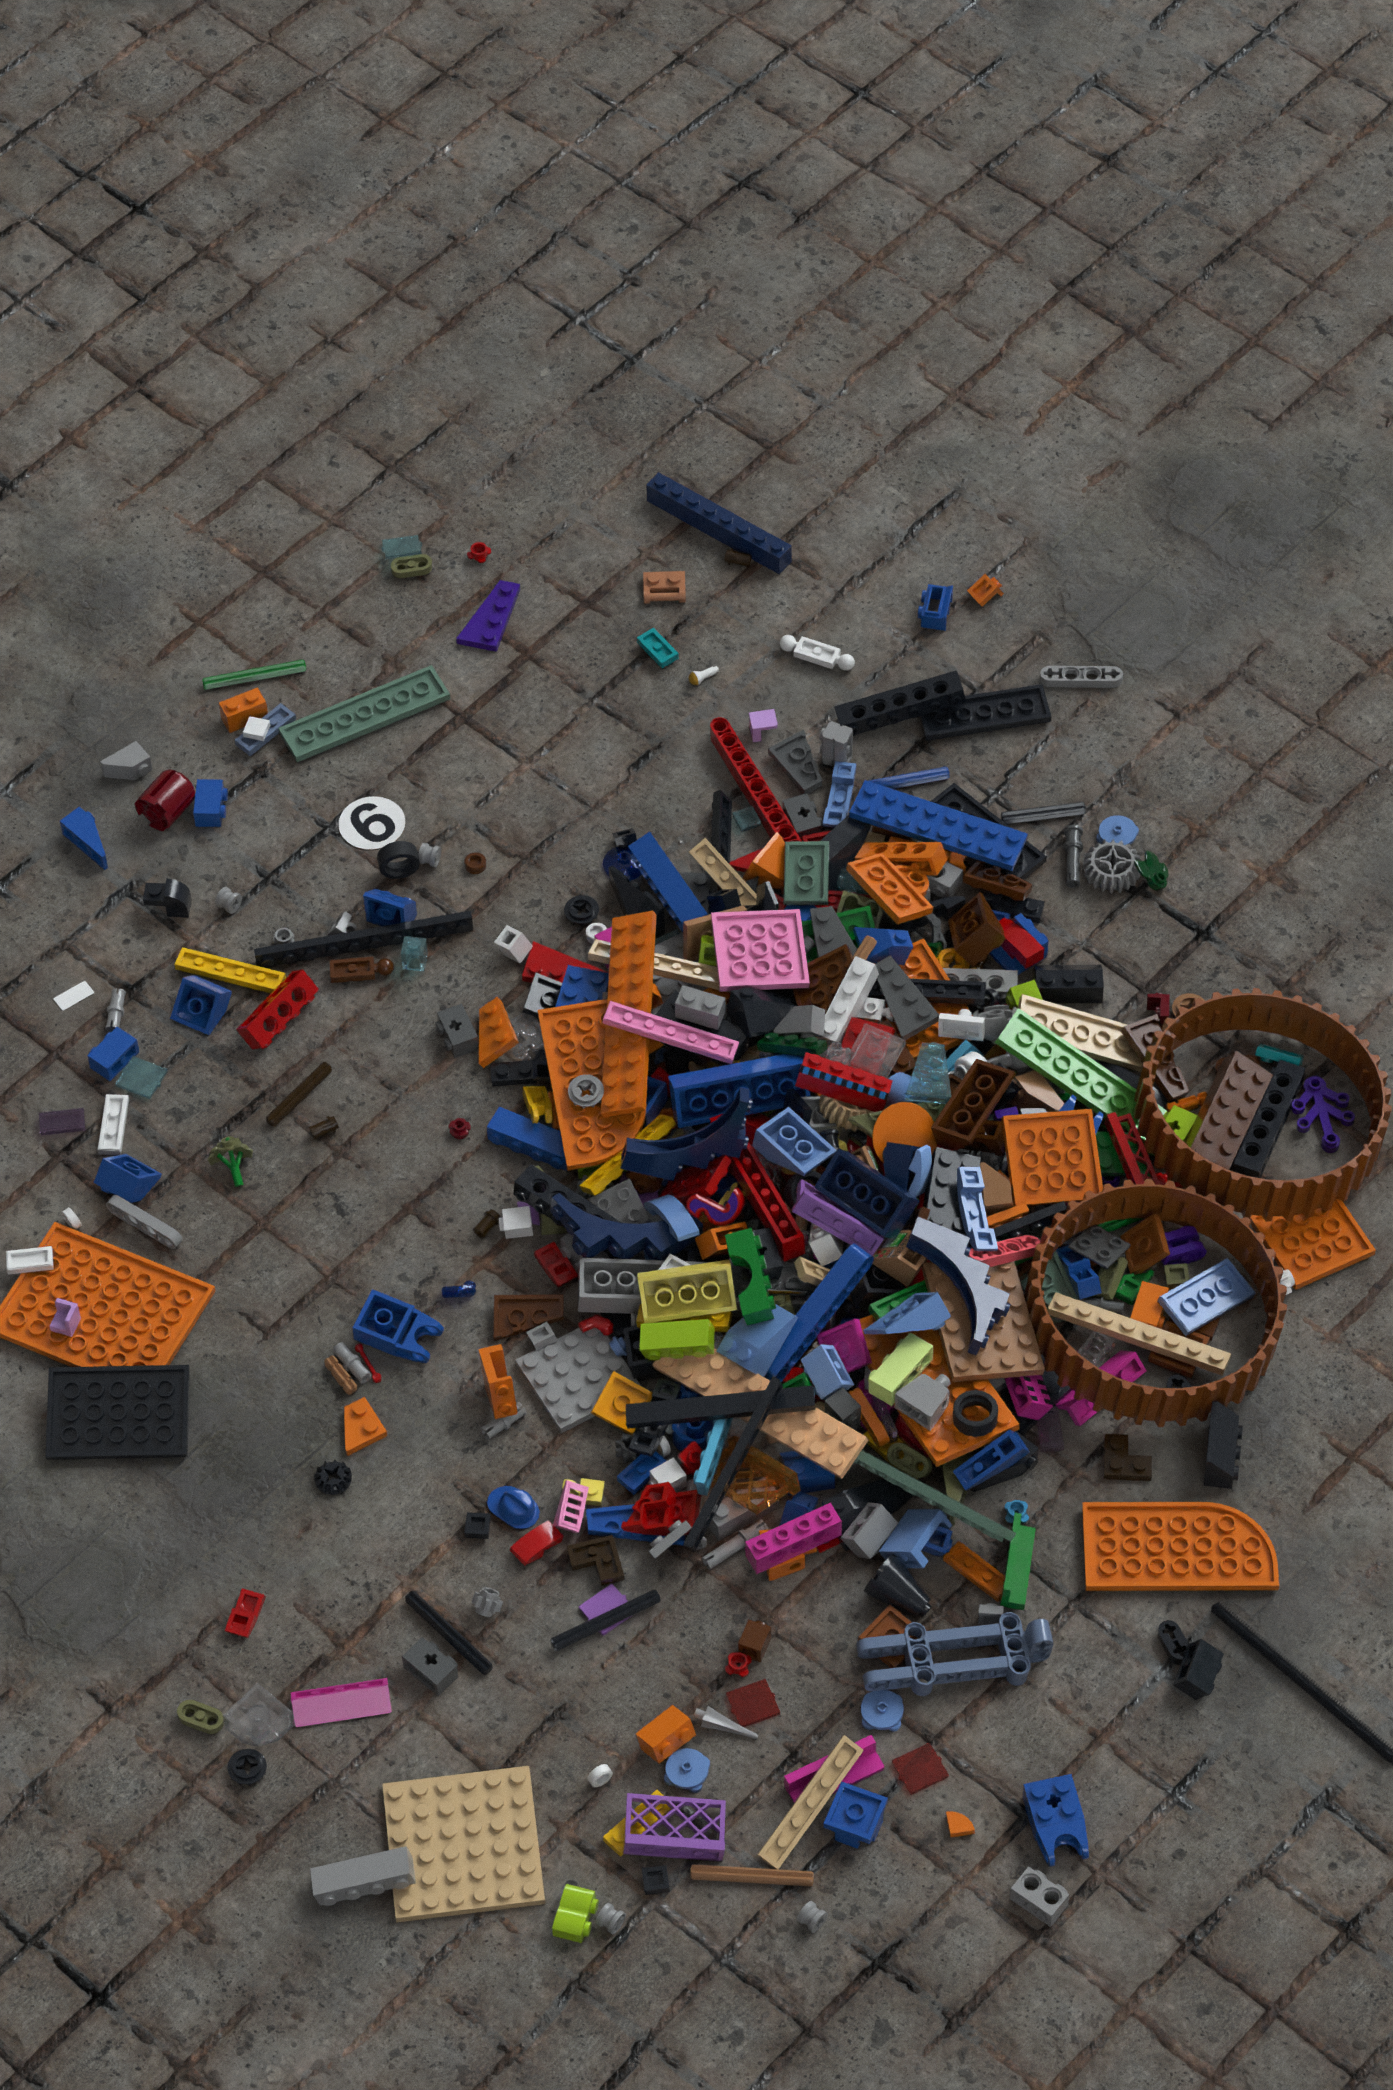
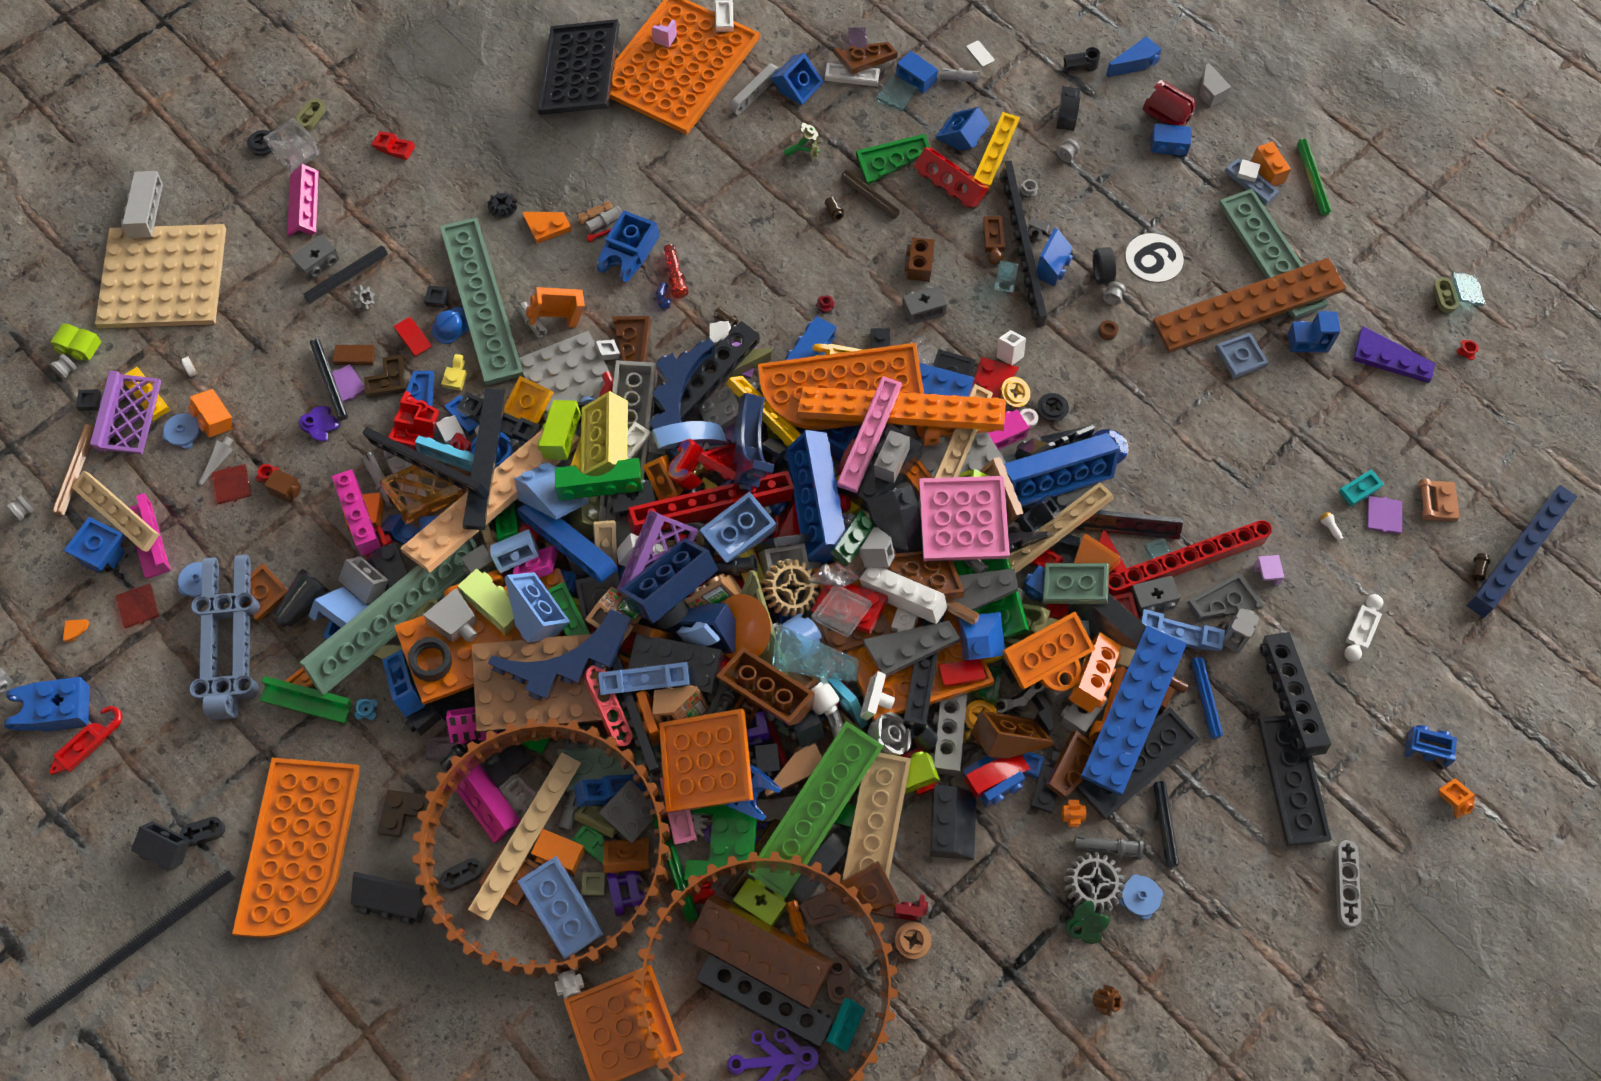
camera: 90 degrees right, 10 degrees up
(71, 1218) = (762, 44): white tile -> none
(90, 888) = (1086, 60): none -> black piece
(93, 1106) = (863, 58): none -> reddish brown wing
(243, 1075) = (889, 157): none -> green wing
(398, 1035) = (920, 263): none -> reddish brown brick
(433, 1277) = (676, 277): none -> clear red pin
(439, 734) = (1249, 305): none -> dark orange plate
(474, 675) = (1315, 335): none -> blue brick
(478, 1477) = (481, 301): none -> sand green plate
(495, 1032) = (920, 331): orange wing -> none
(502, 743) = (1241, 355): none -> sand blue plate
(559, 1521) = (422, 355): bright pink slope -> none
(565, 1603) = (354, 354): none -> reddish brown tile
(576, 942) = (1020, 388): none -> yellow gear
(585, 1082) = (826, 368): light grey gear -> none
(625, 837) = (1133, 444): black plate -> none
(664, 1623) = (322, 423): none -> dark purple plate
(676, 1531) = (377, 418): light grey wing -> none
(684, 632) = (1384, 515): none -> medium lavender piece
(843, 1082) = (799, 573): red brick -> none
(921, 962) = (961, 673): none -> red tile
(989, 1613) = (263, 669): light grey plate -> none
(1045, 882) = (1073, 813): none -> orange gear
(1061, 1415) = (458, 751): none -> black pin
(1093, 1777) = (84, 743): none -> red plate
(1123, 1149) = (716, 842): red fence -> none
(1222, 854) = (1107, 1000): none -> reddish brown gear

